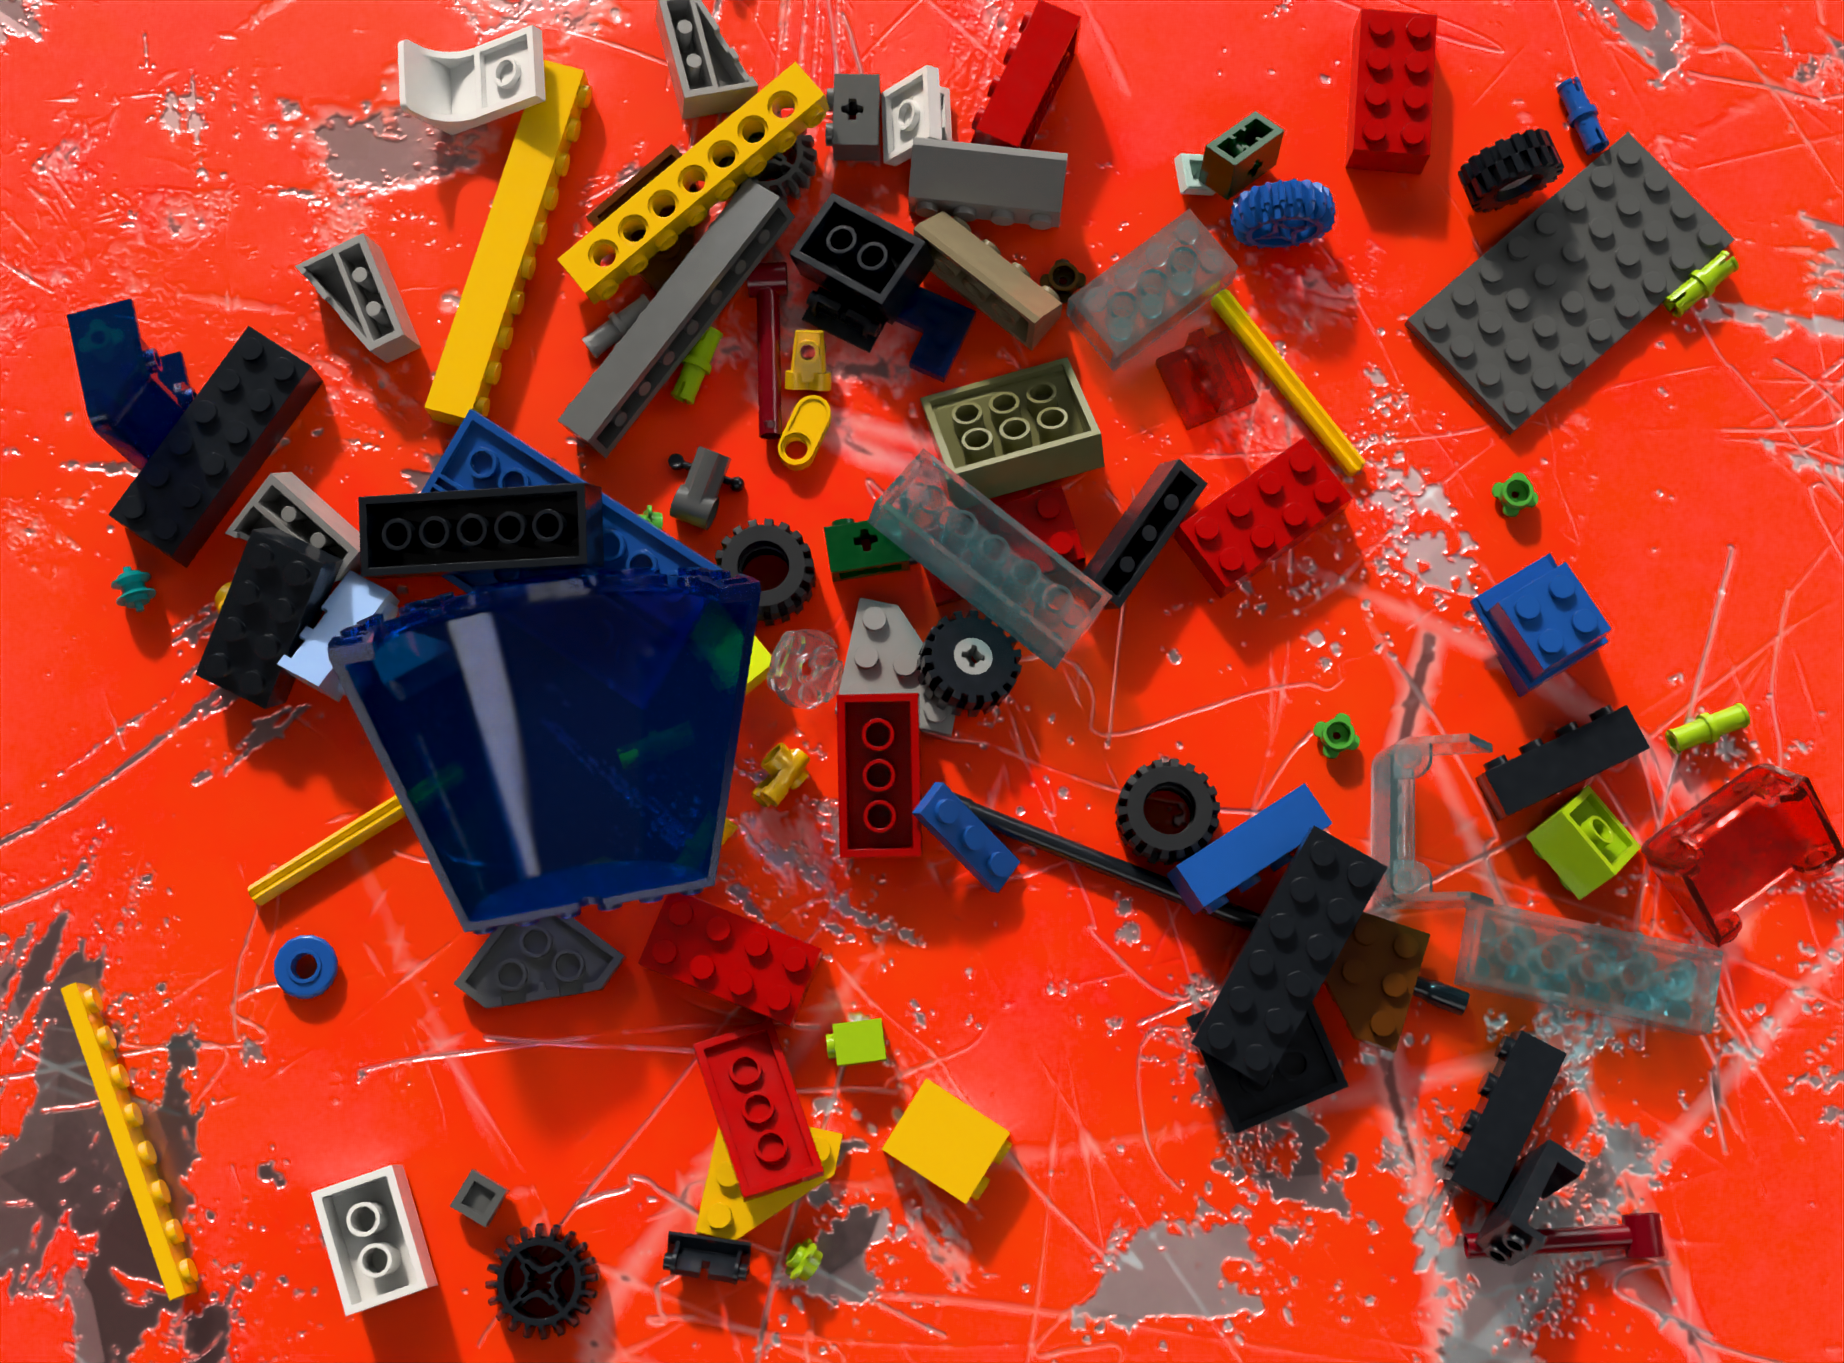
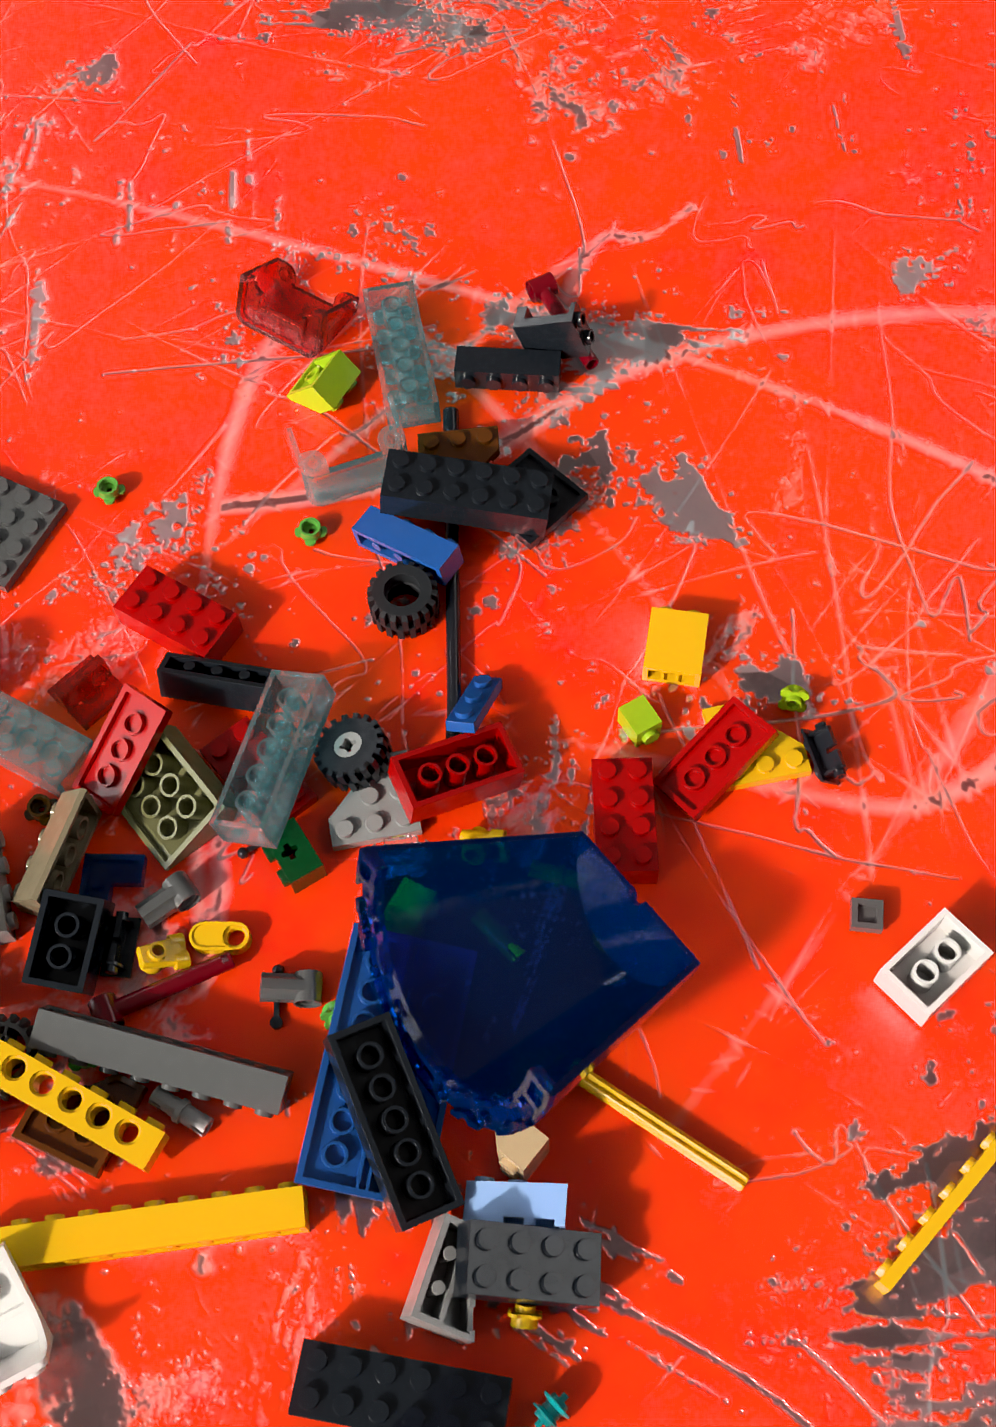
camera: 110 degrees left, 15 degrees down
(291, 953) = (786, 1105): blue piece -> none
(365, 296) = (224, 1331): light grey wedge -> none
(529, 1267) = (921, 859): black gear -> none
(539, 963) = (717, 972): dark grey plate -> none
(696, 366) = (197, 1036): lime pin -> none
(775, 541) = (318, 900): black tyre -> none
(877, 395) = (176, 895): none -> dark grey piece
(1086, 387) = (122, 749): none -> red plate
(1288, 383) = (73, 642): yellow axle -> none
(1540, 623) = (193, 438): blue piece -> none
(1562, 761) = (278, 408): black brick -> none
(1707, 728) = (226, 347): lime pin -> none

